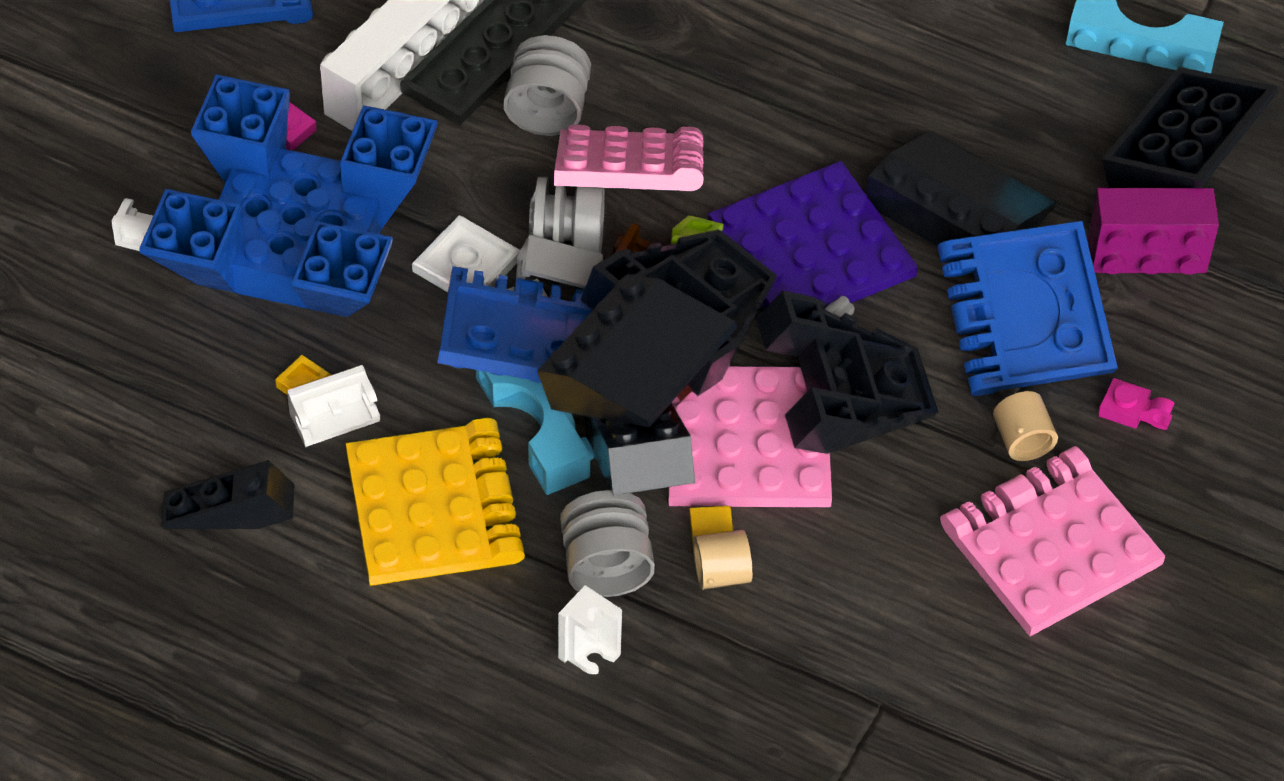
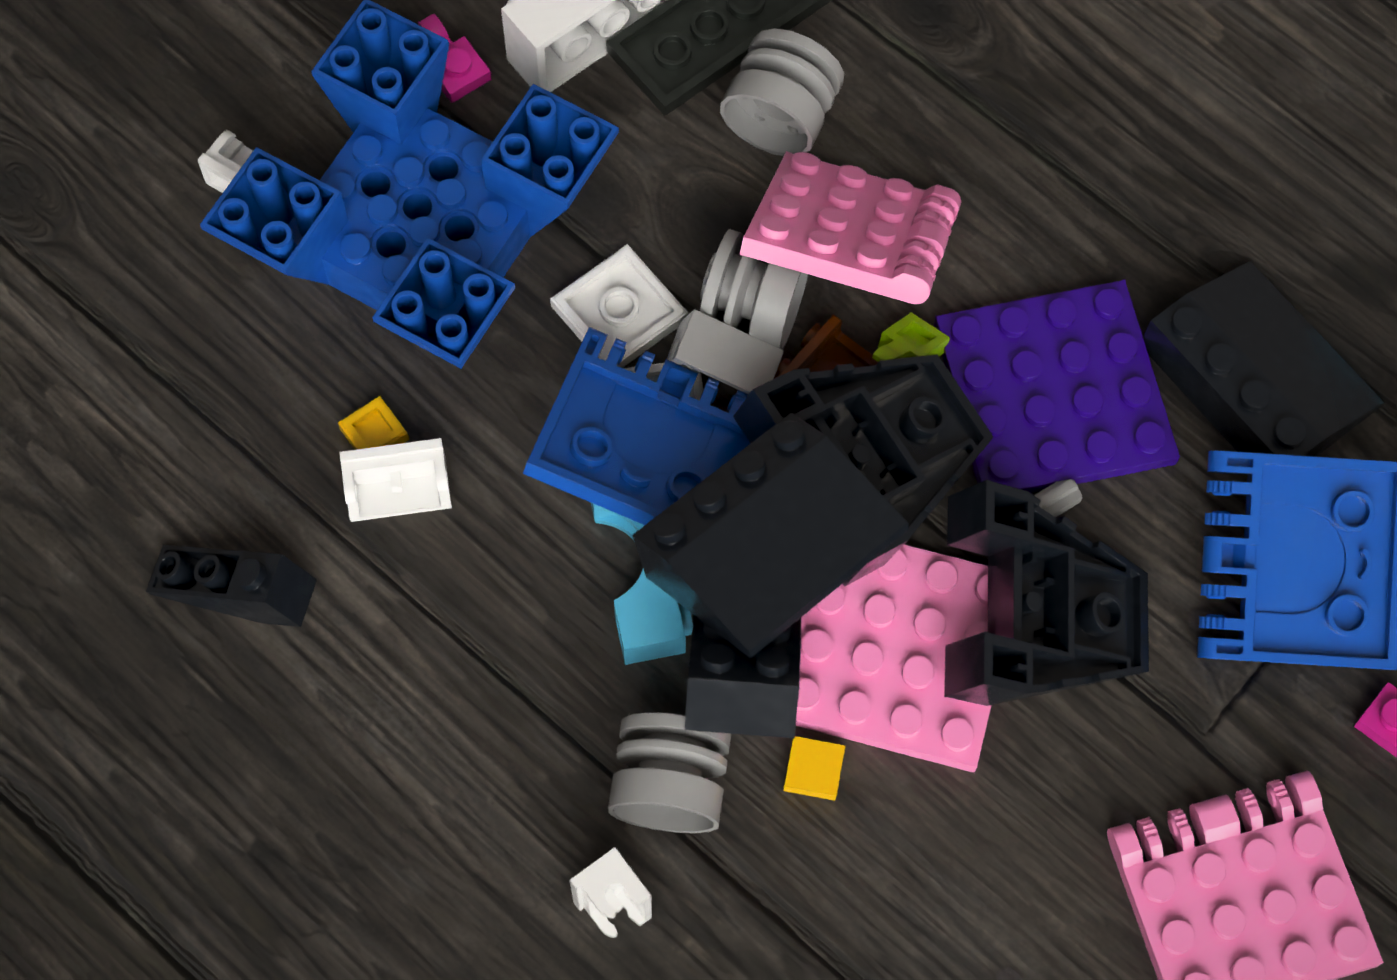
camera: 15 degrees right, 15 degrees up
(430, 507) = (470, 643): yellow hinge -> none
(722, 559) = (812, 826): tan piece -> none
(1025, 426) = (1253, 729): tan piece -> none

